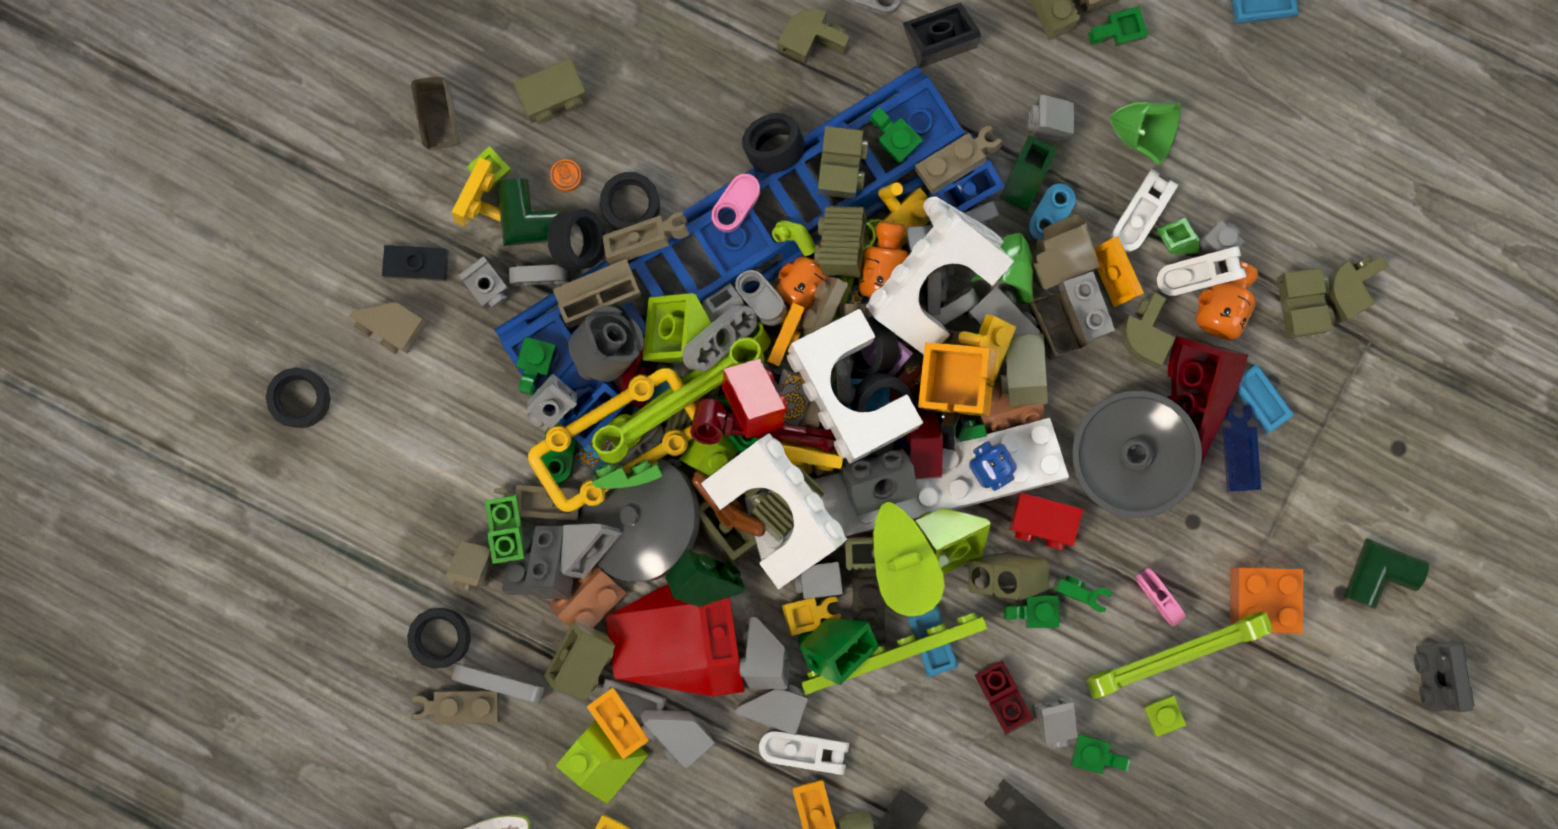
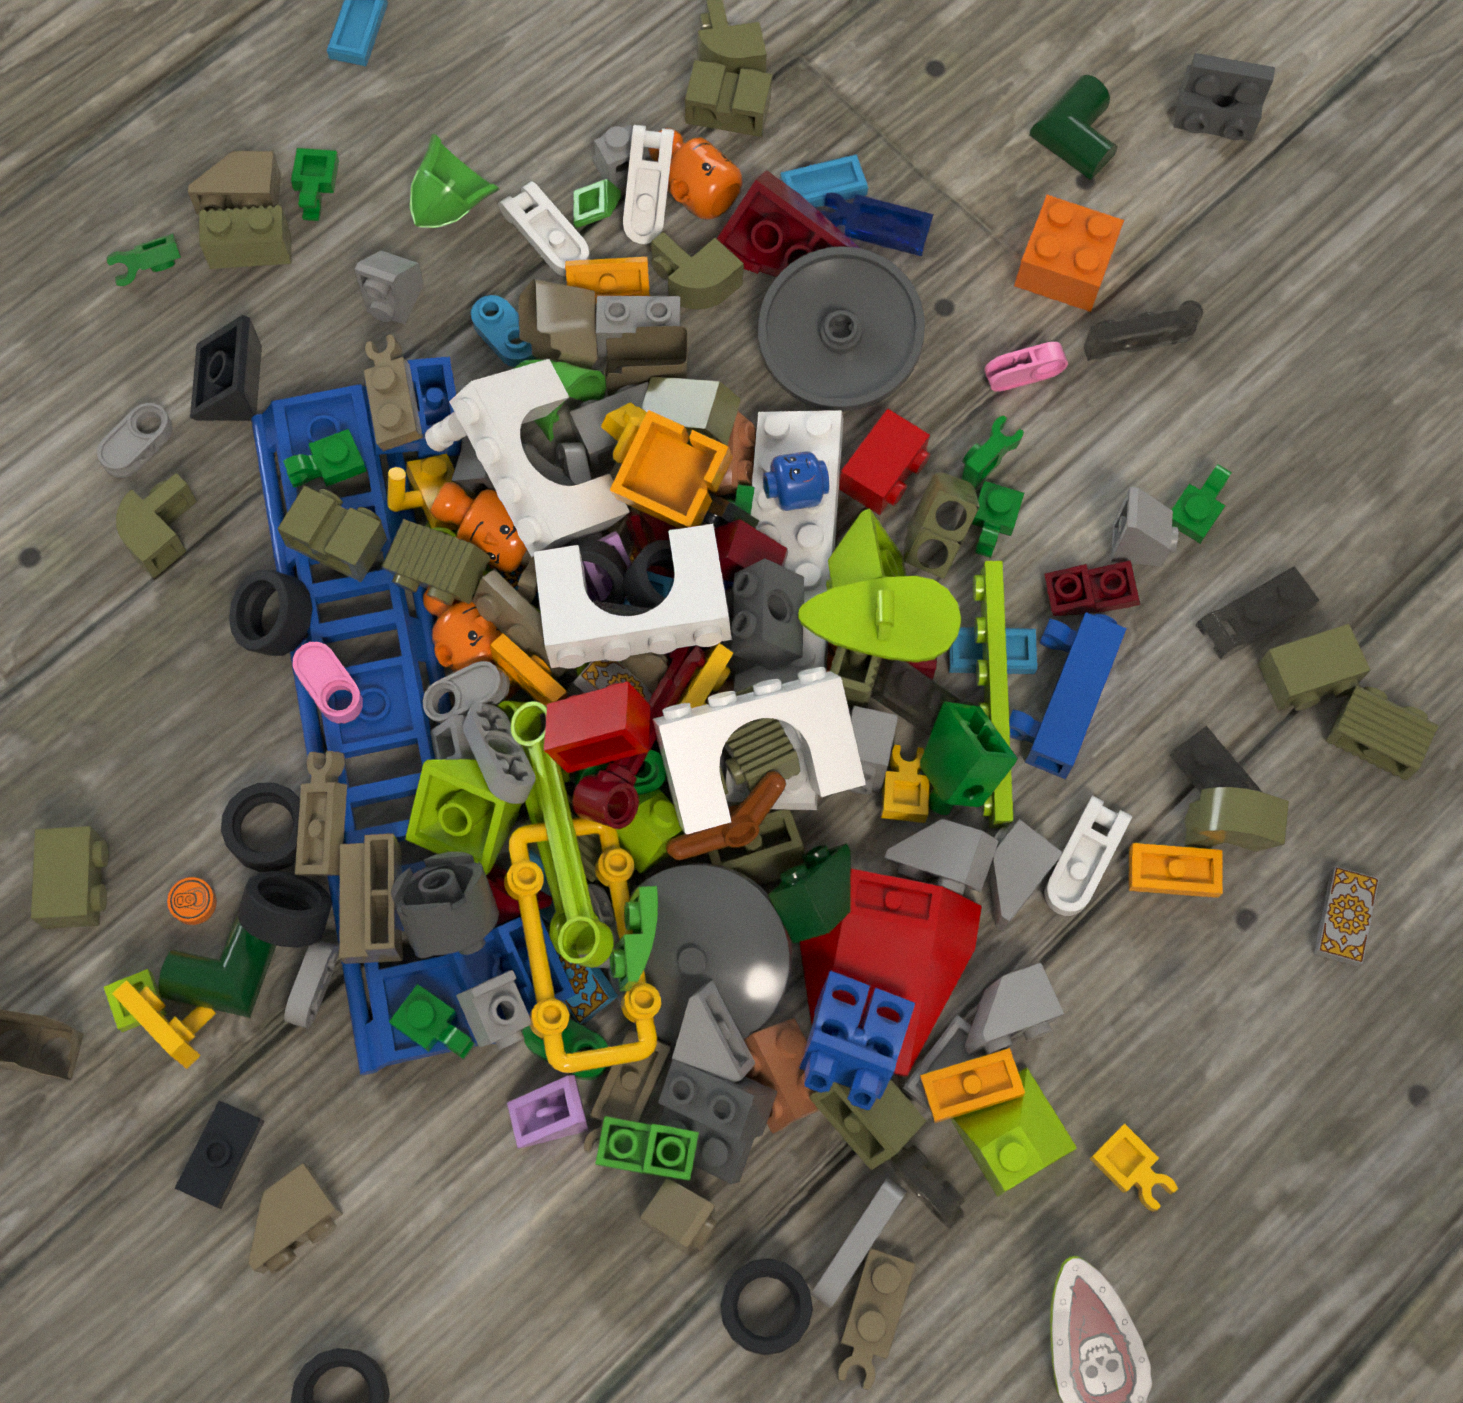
camera: 75 degrees left, 15 degrees down
(477, 273) = (278, 1077): light grey brick -> none
(508, 458) = (548, 1113): none -> lavender slope
(542, 725) = (939, 1198): none -> clear smoke plate
(601, 638) = (853, 1055): none -> blue hips
(794, 232) = (400, 620): lime arm -> none
(918, 709) = (1075, 694): none -> blue brick
(1028, 173) = (442, 330): dark green slope -> none
(1164, 716) = (1173, 415): lime plate -> none
(1225, 679) = (1143, 332): none -> clear smoke plate
(1244, 630) = (1101, 268): lime piece -> none

